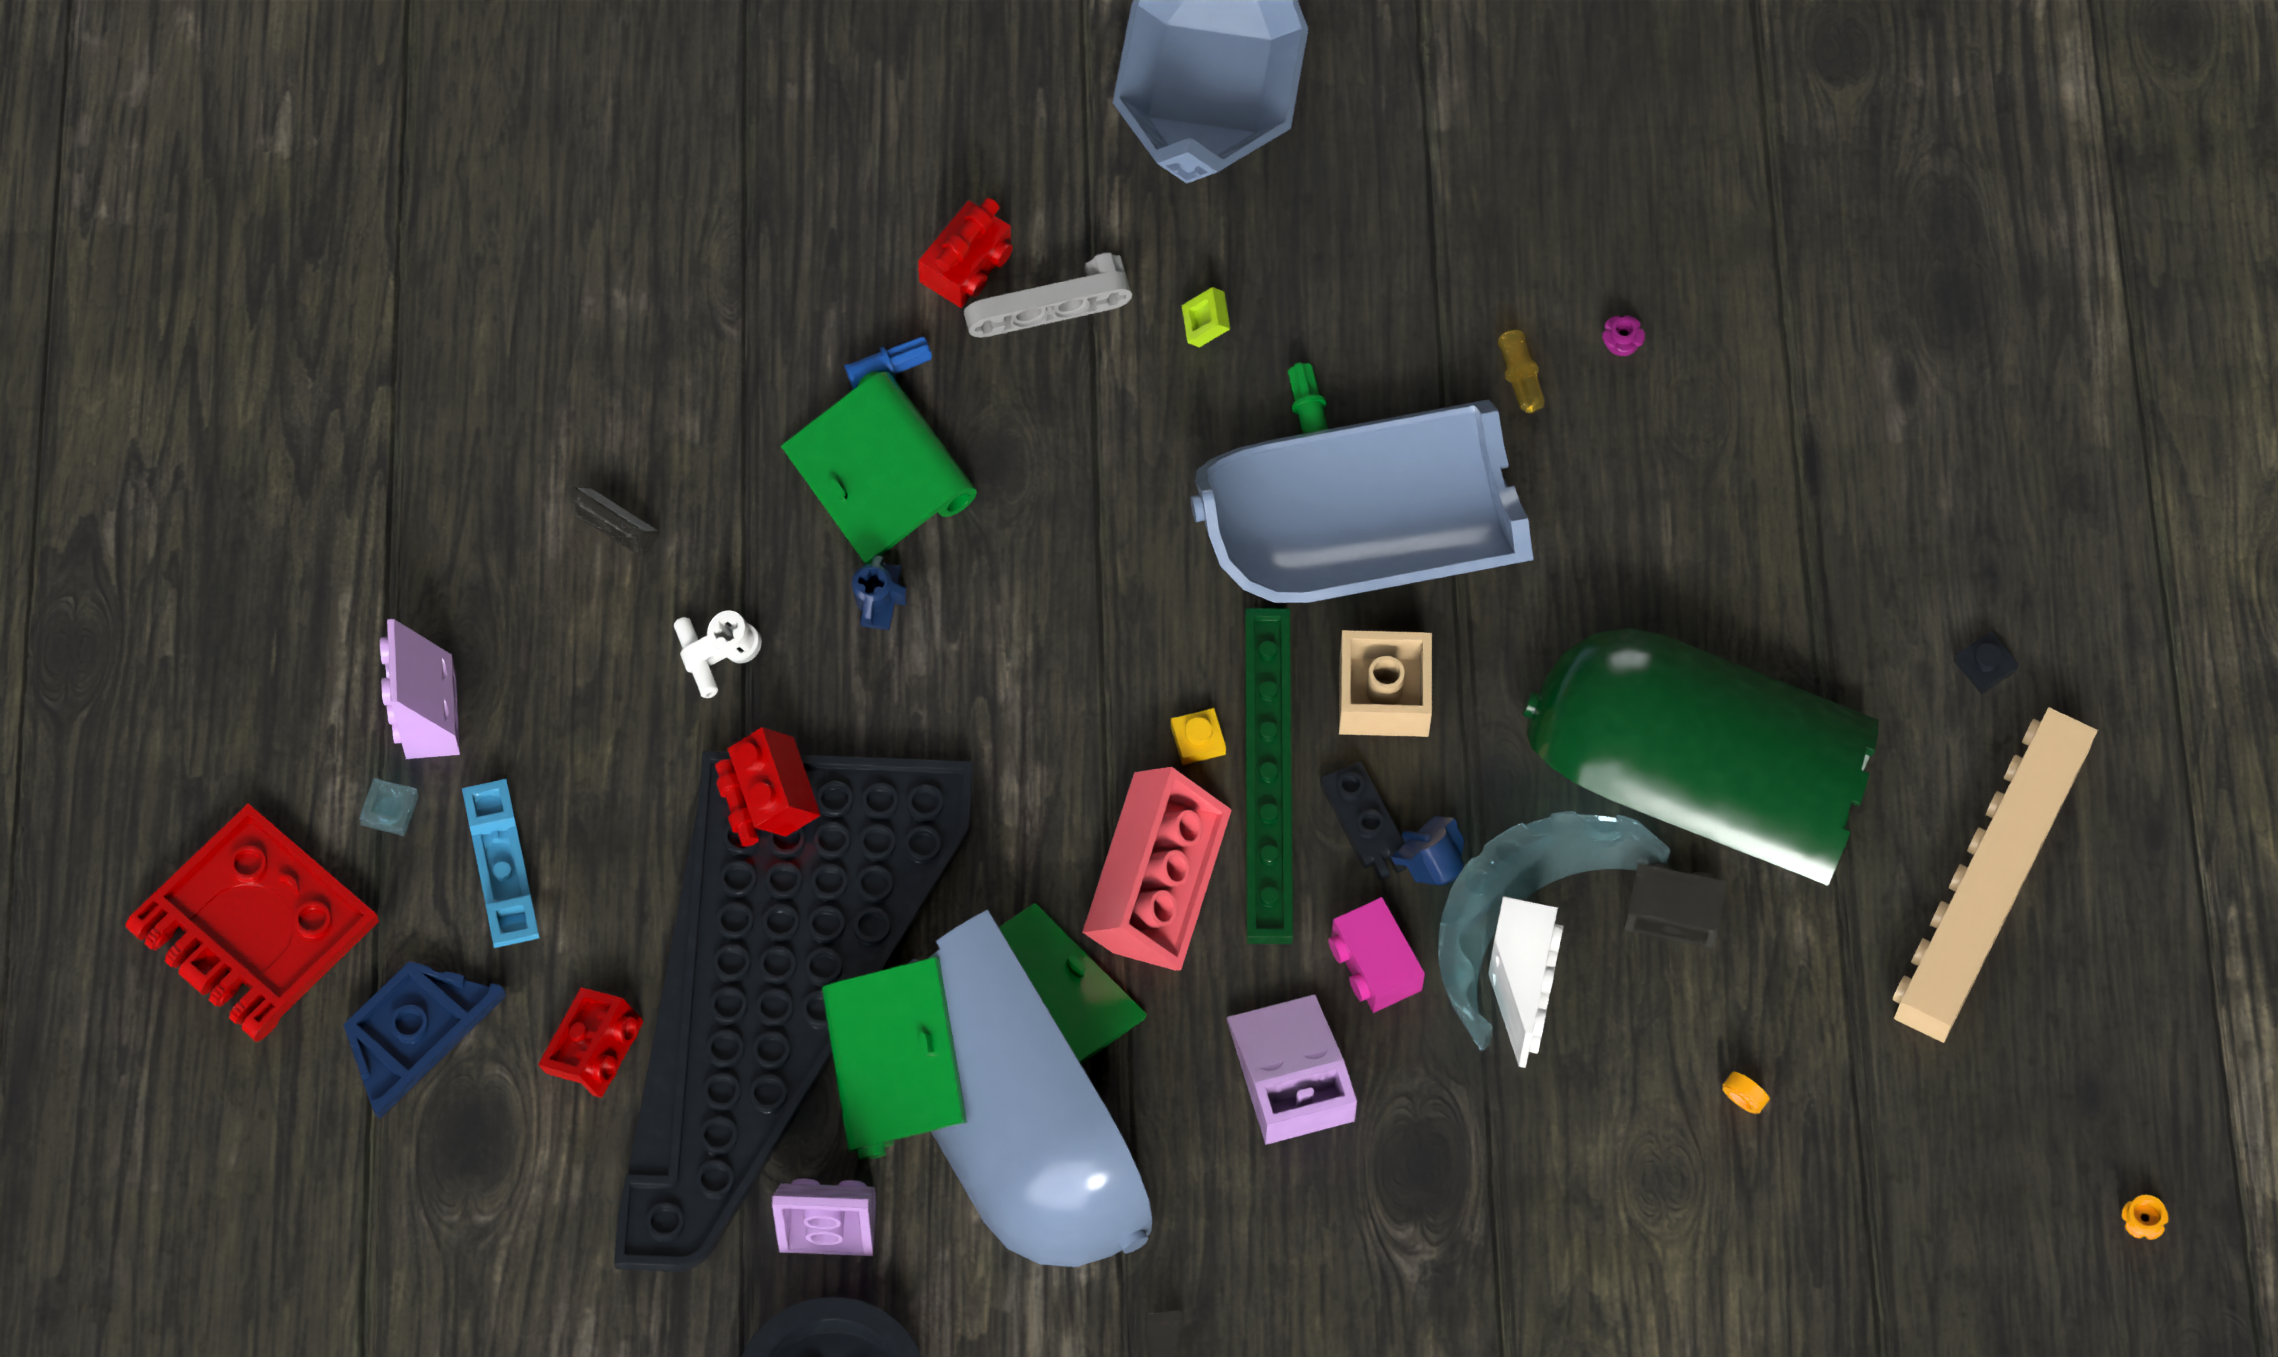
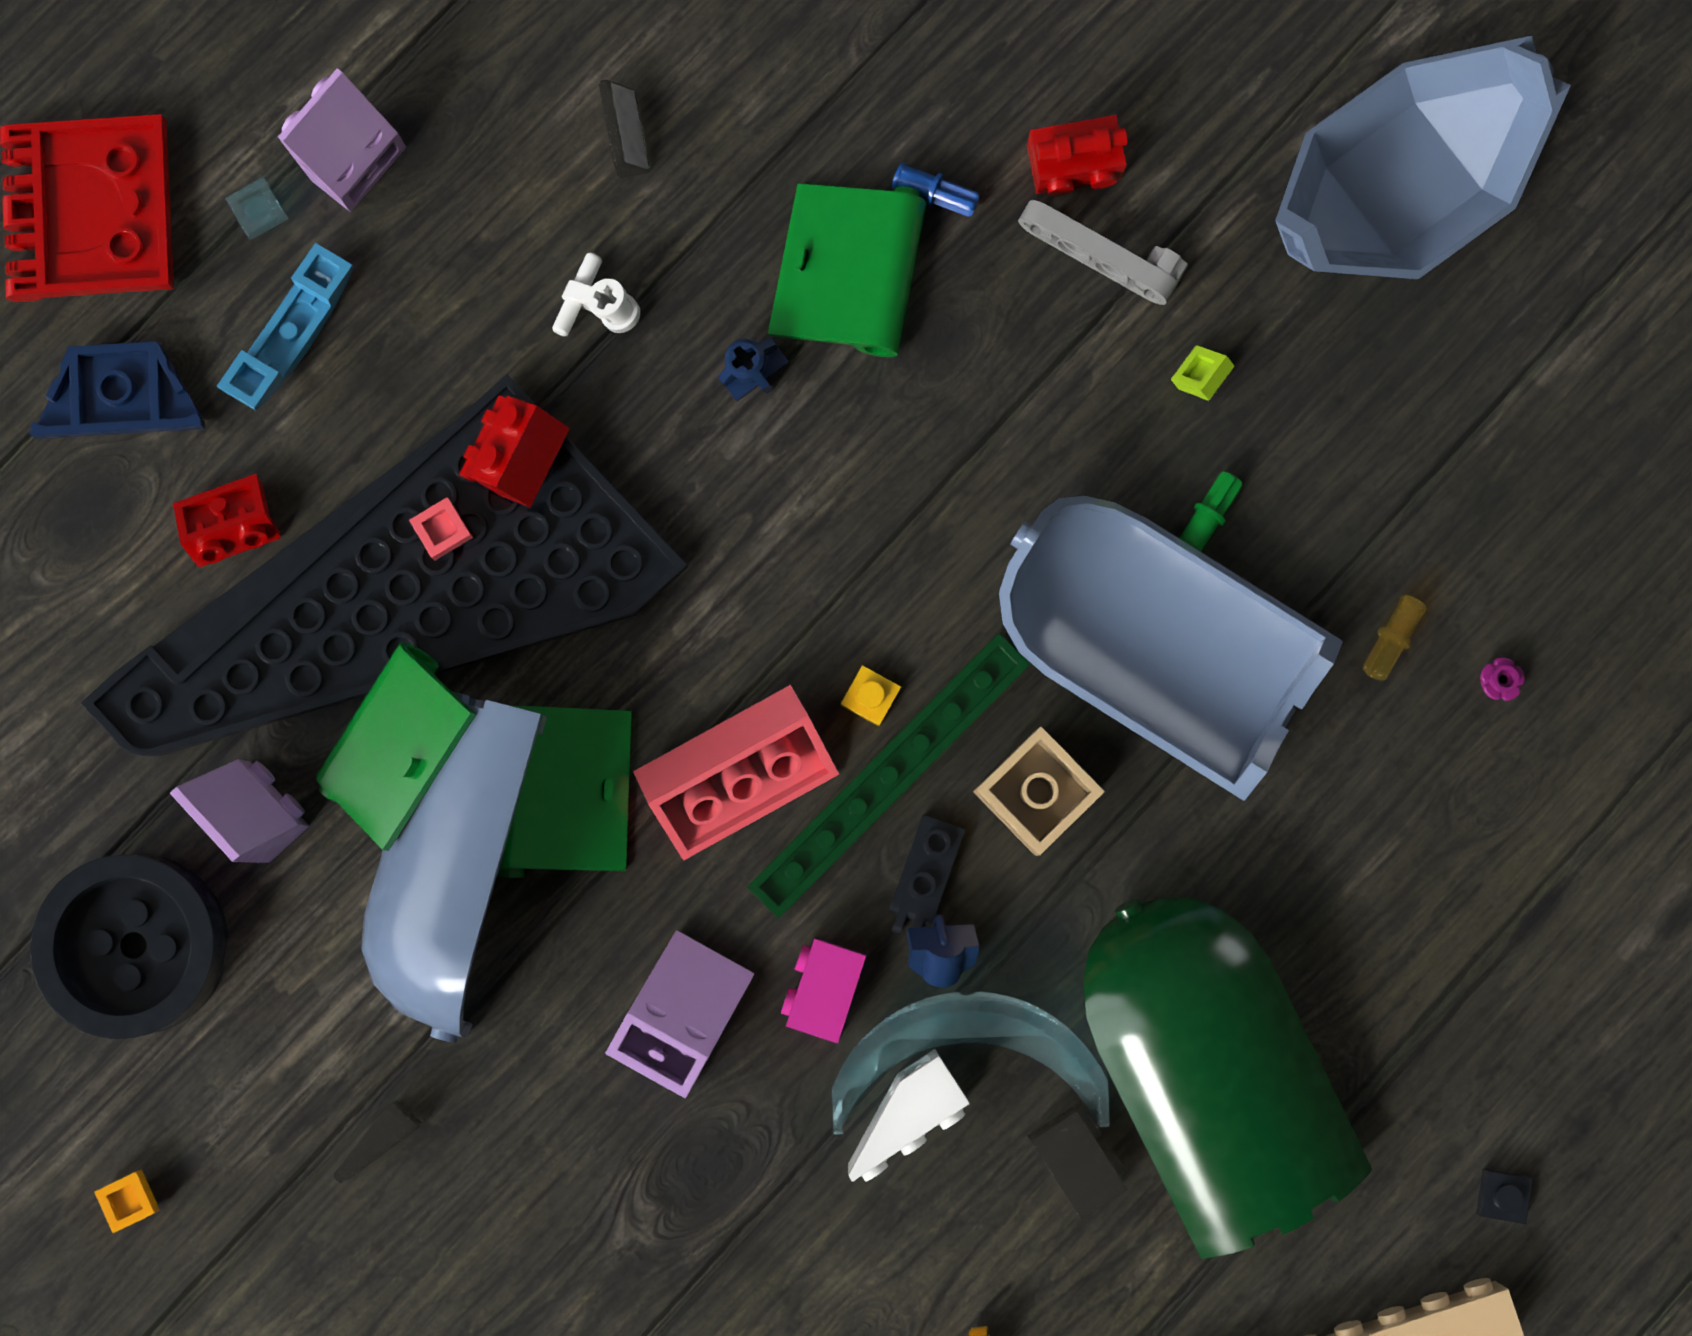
camera: 45 degrees right, 20 degrees up
(767, 890) = (441, 528): none -> coral plate

